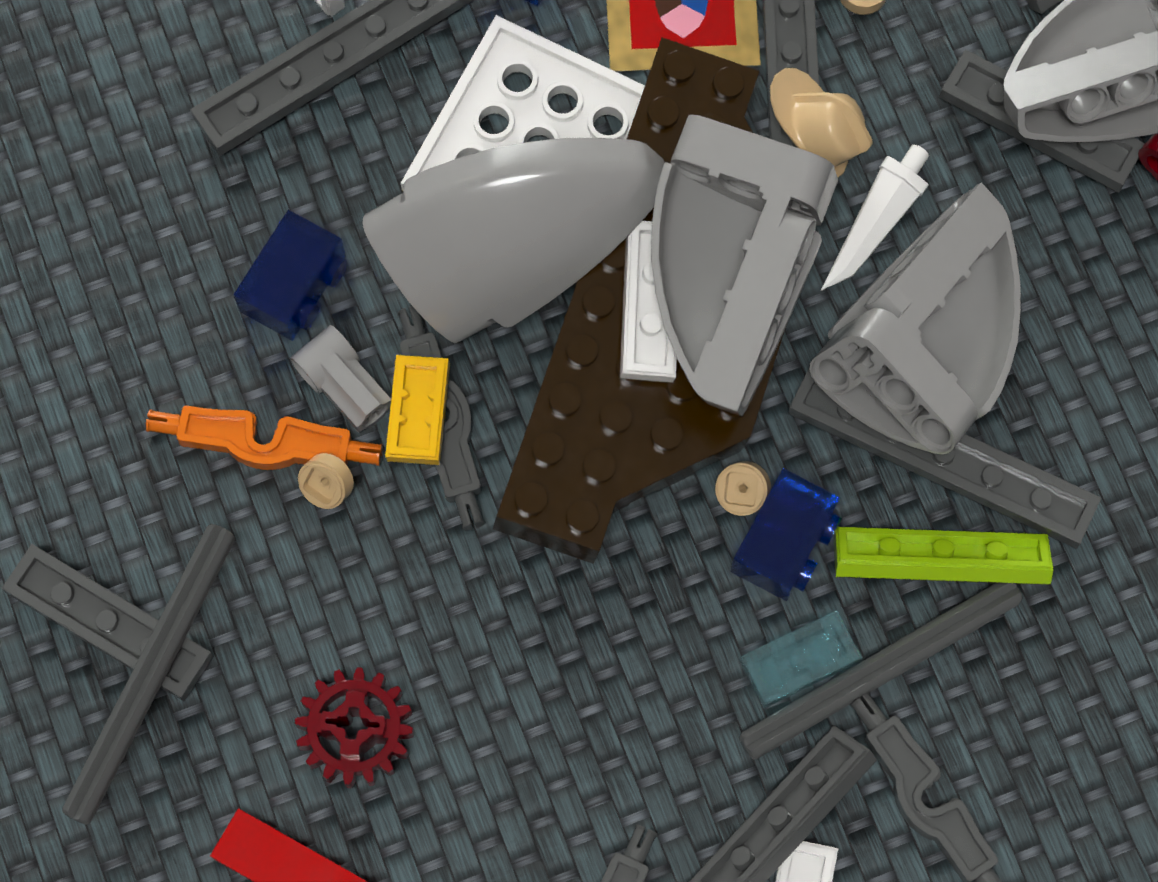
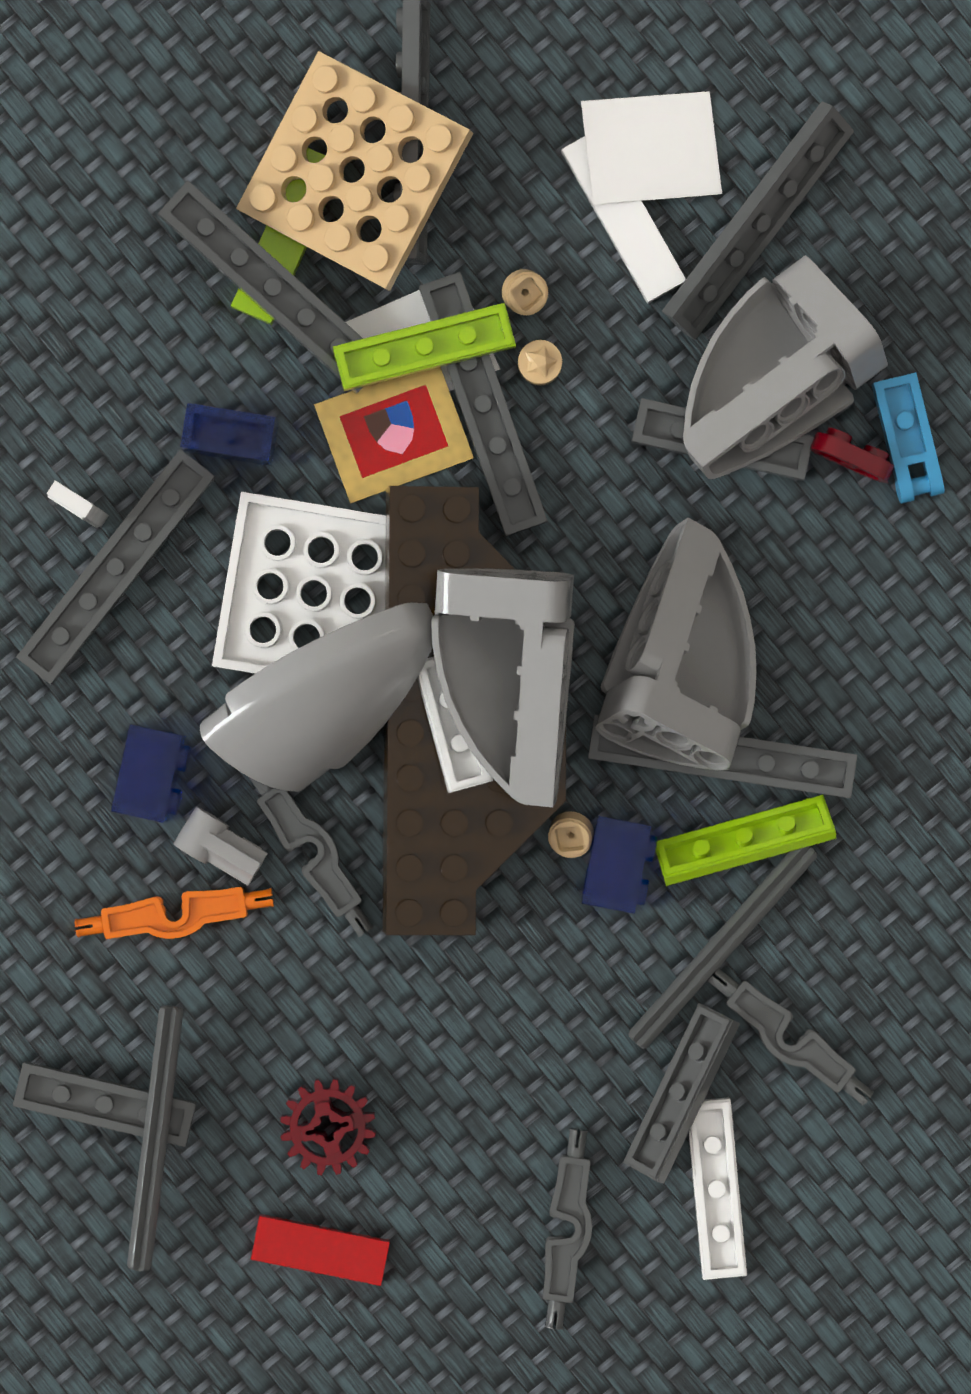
camera: 20 degrees left, 15 degrees up
(325, 481) = (237, 936): tan tile -> none
(417, 410) = (291, 857): yellow plate -> none
(800, 659) = (657, 959): clear light blue plate -> none
(819, 119) = (537, 507): tan piece -> none
(886, 203) = (614, 551): white bar -> none

